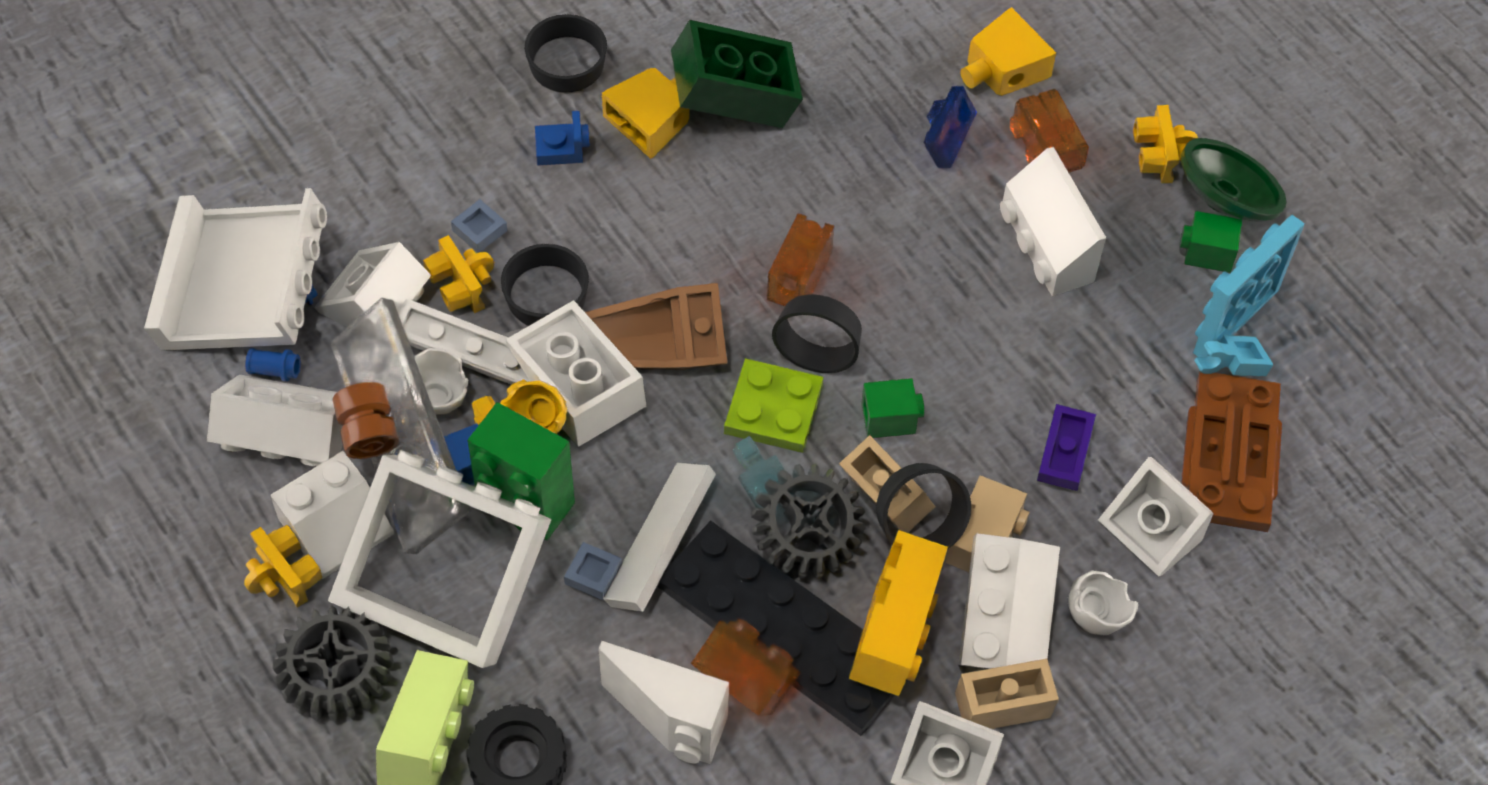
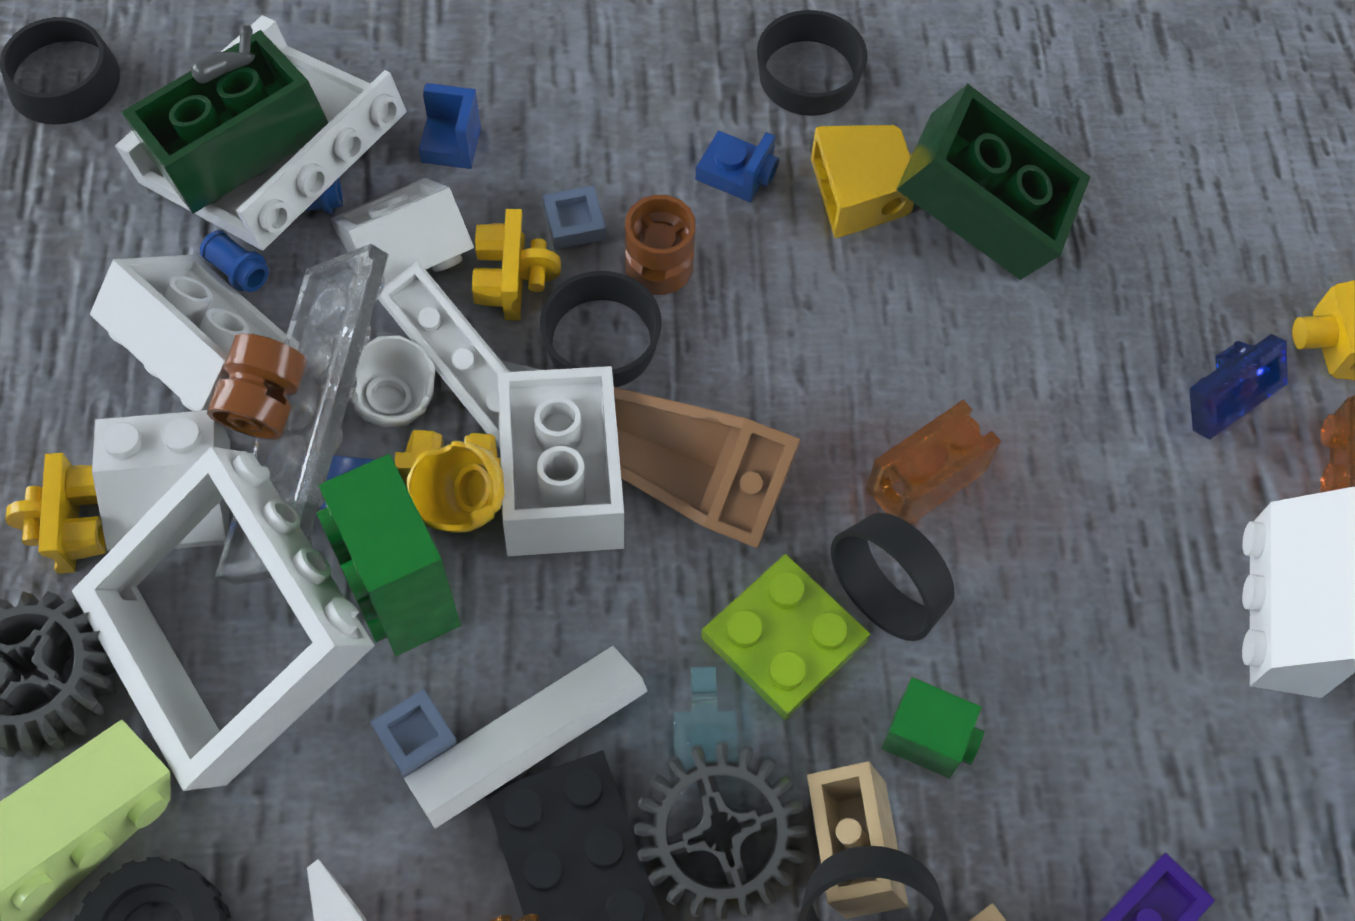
camera: 30 degrees right, 5 degrees up
(60, 332) = (69, 104): none -> black tyre
(200, 233) = (224, 62): none -> dark grey piece
(220, 272) = (227, 129): none -> dark green brick
(356, 208) = (450, 126): none -> blue panel
(549, 213) = (660, 243): none -> dark orange wheel

